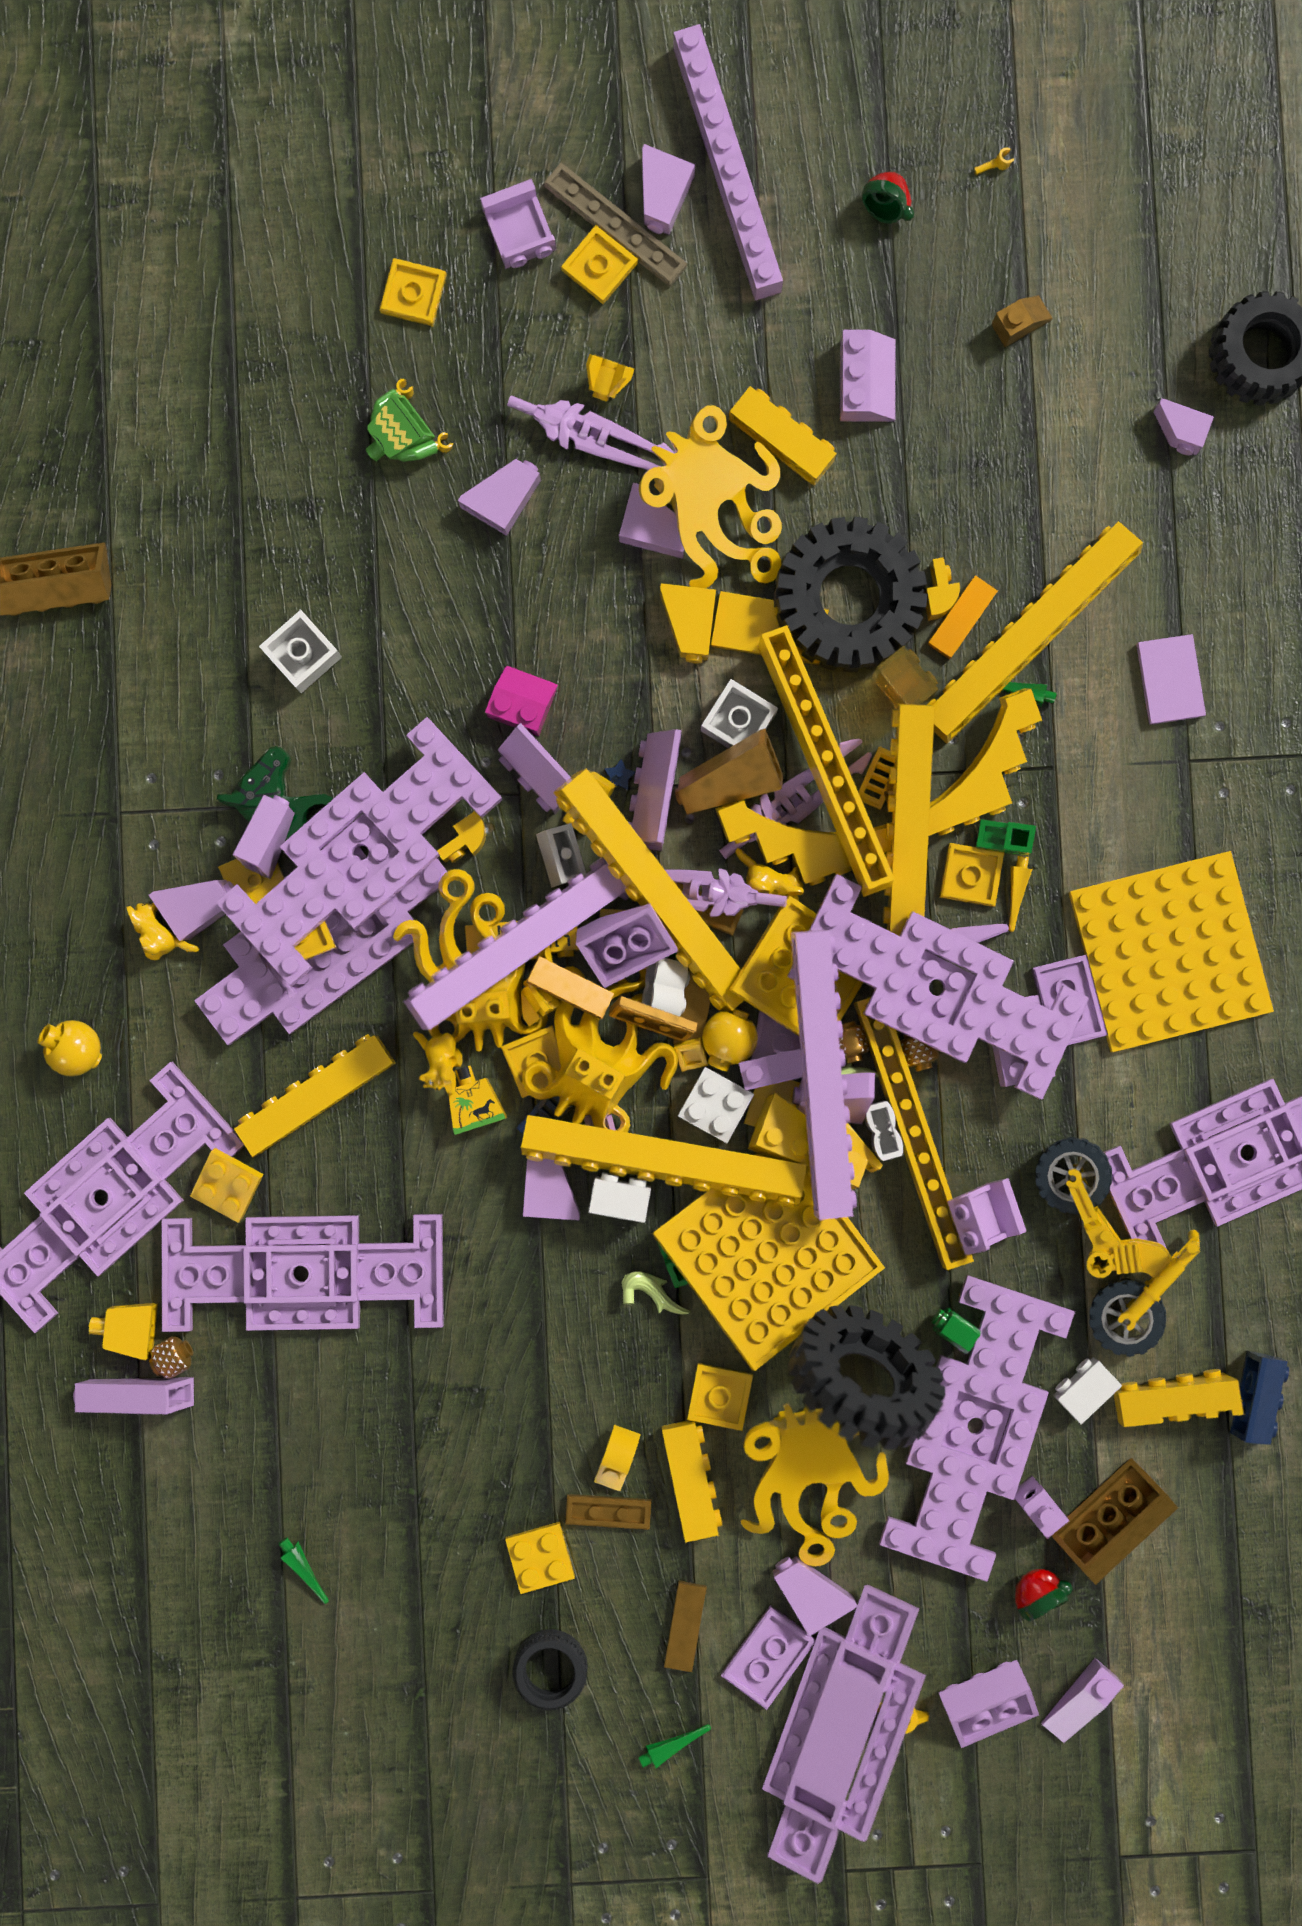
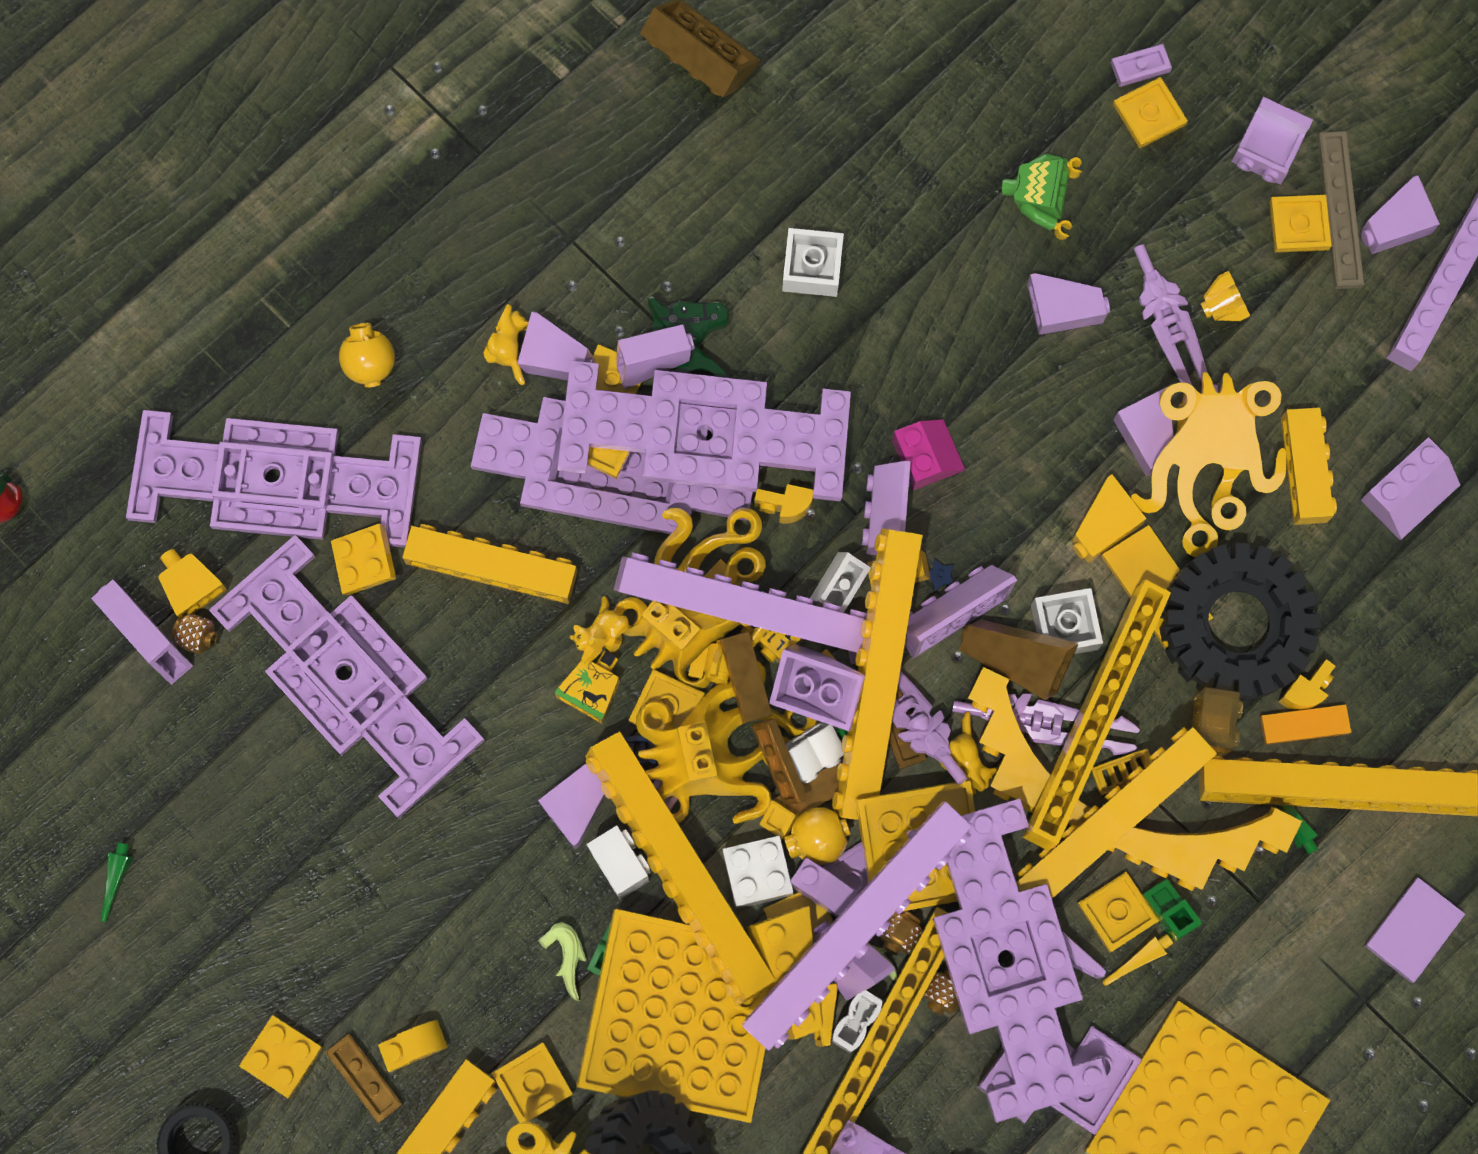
camera: 45 degrees right, 10 degrees down
(371, 263) = (1141, 65): none -> lavender plate

